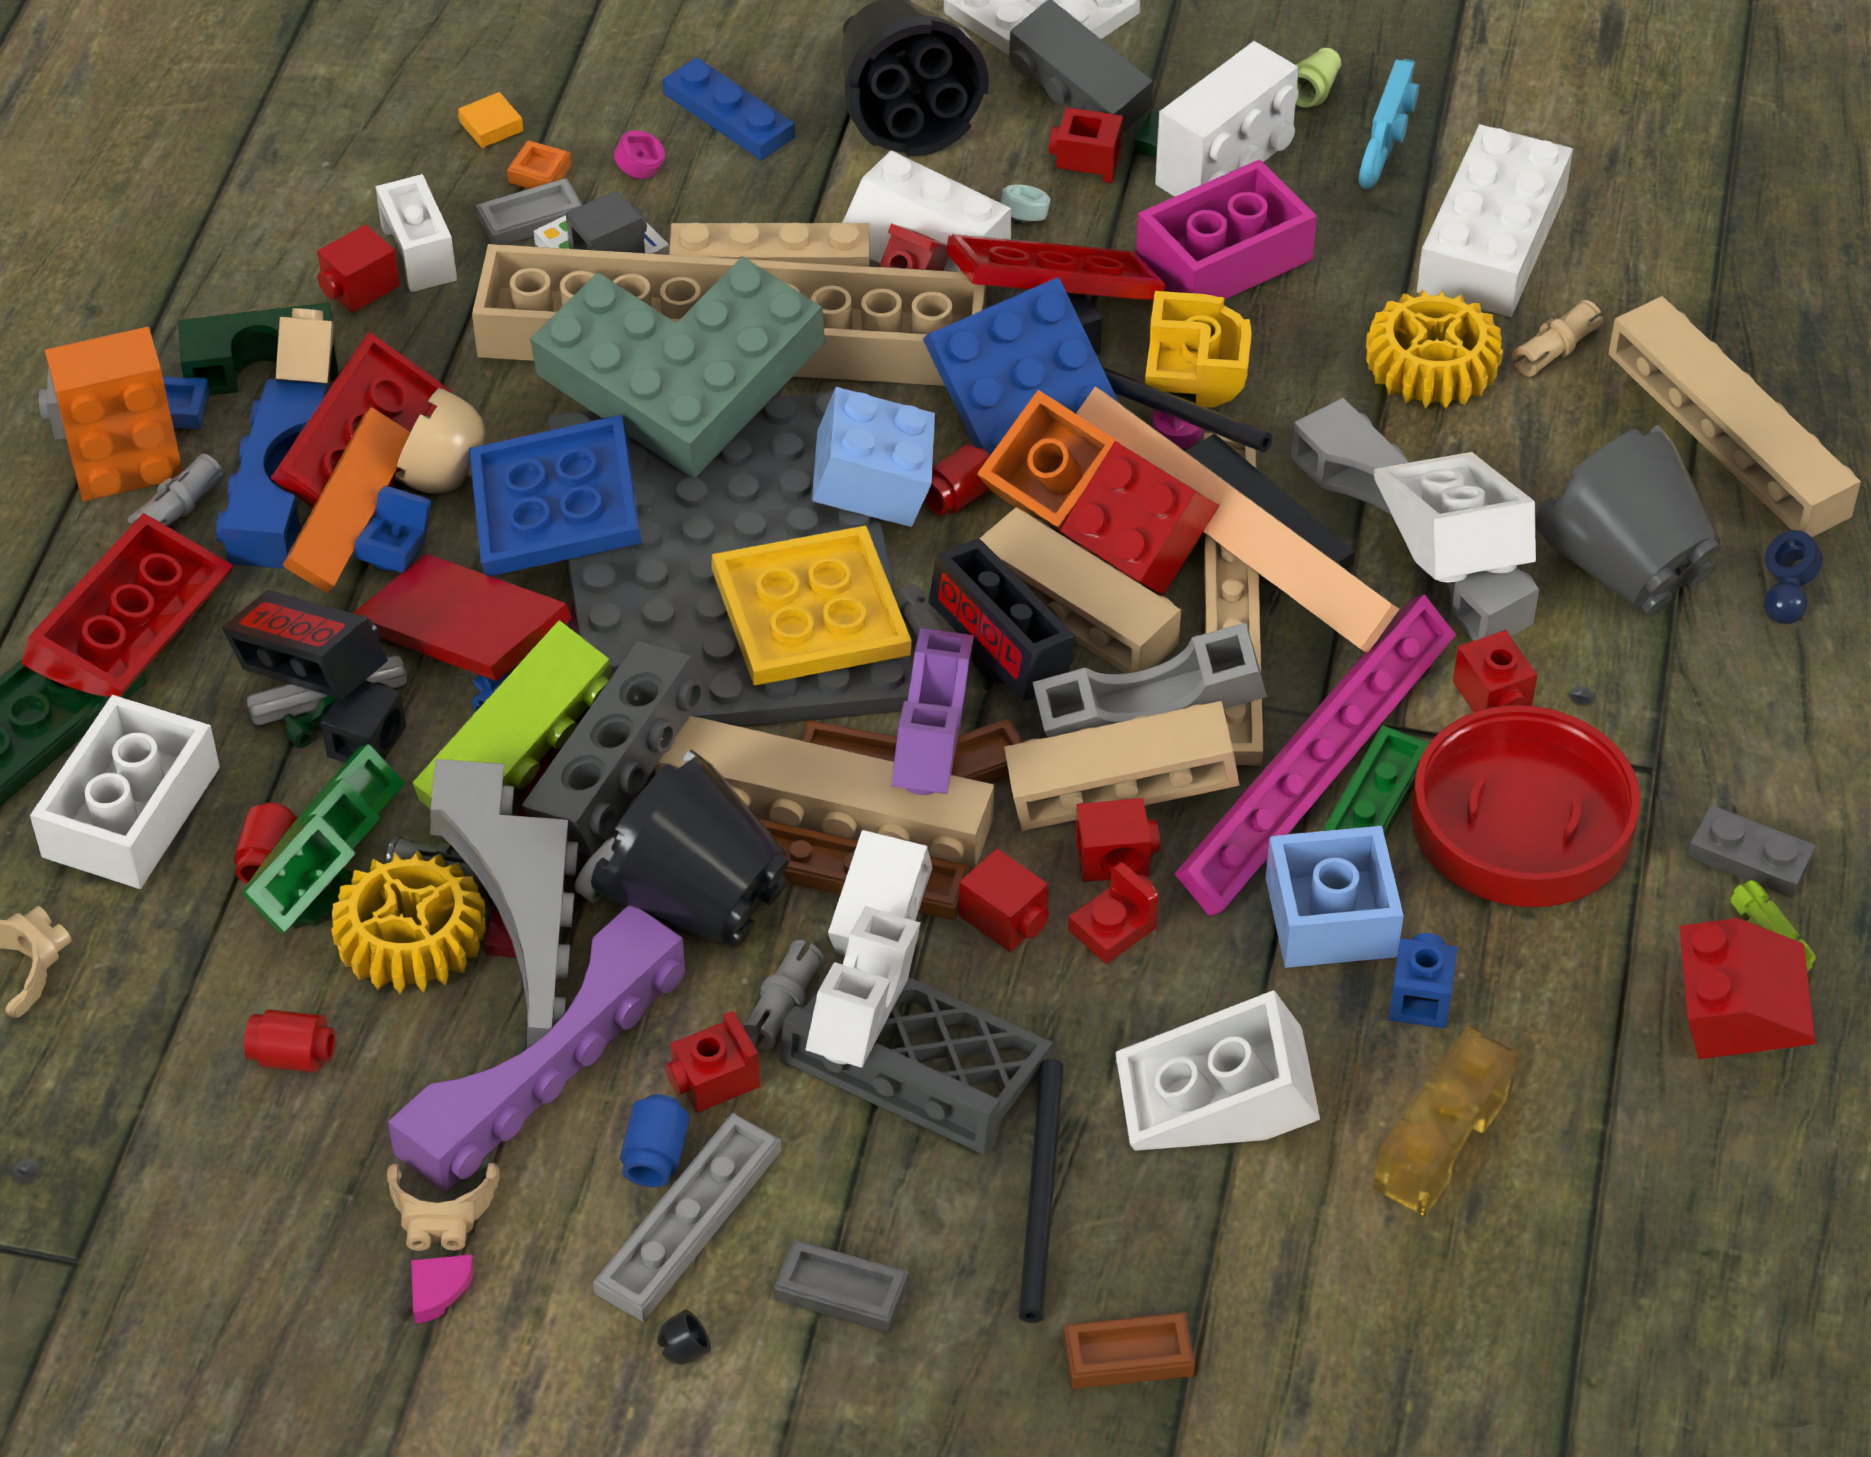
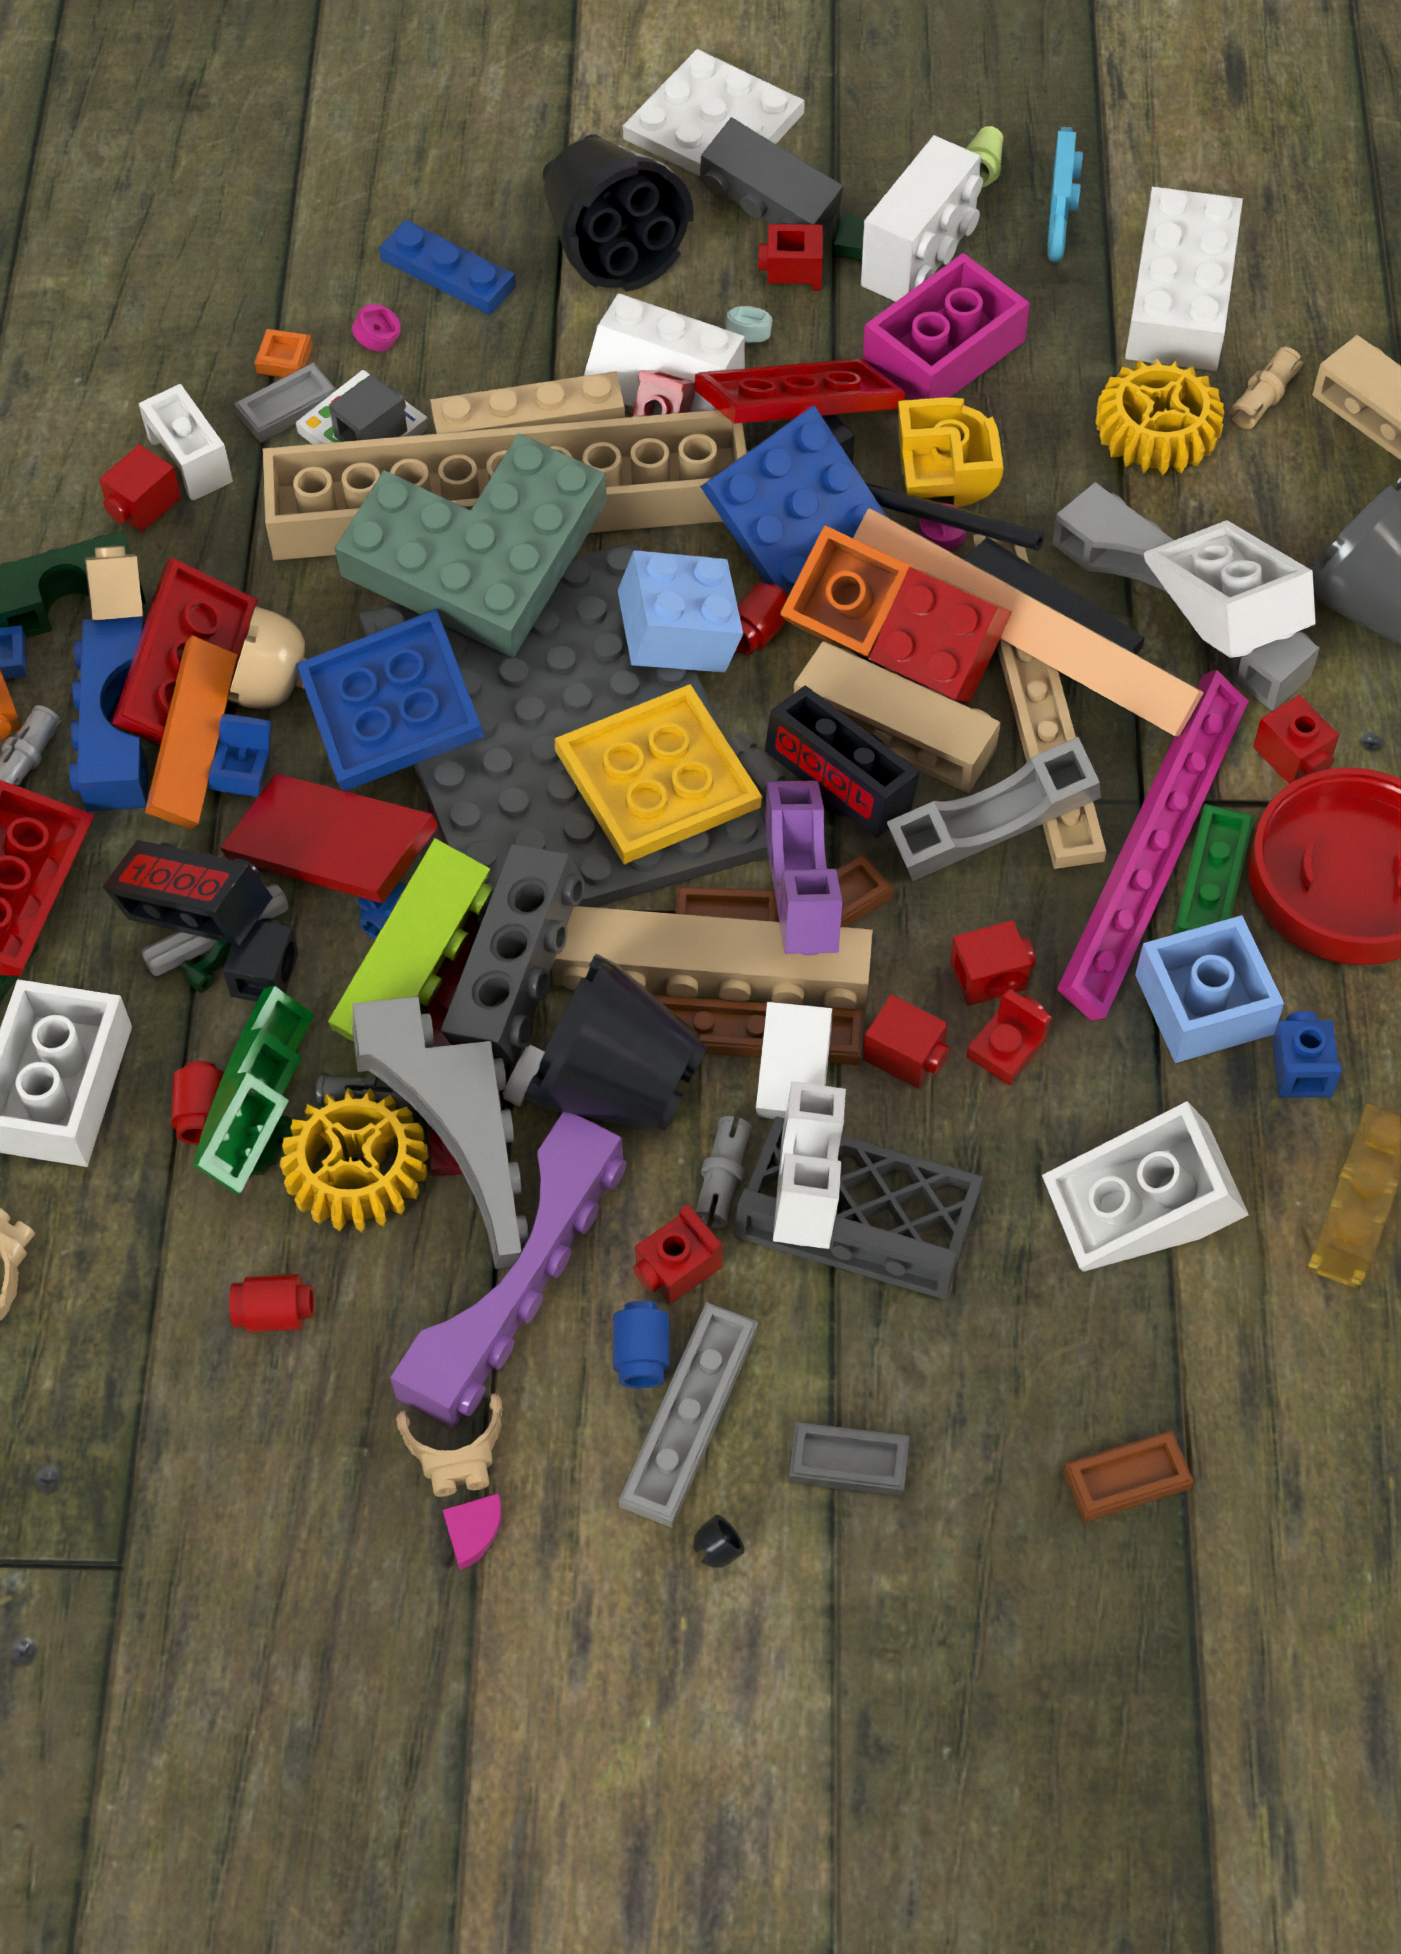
camera: 10 degrees left, 10 degrees up
(490, 120) = (225, 312): light orange tile -> none
(1041, 1192) = (1009, 1329): black piece -> none
(1137, 758) = (984, 887): tan brick -> none

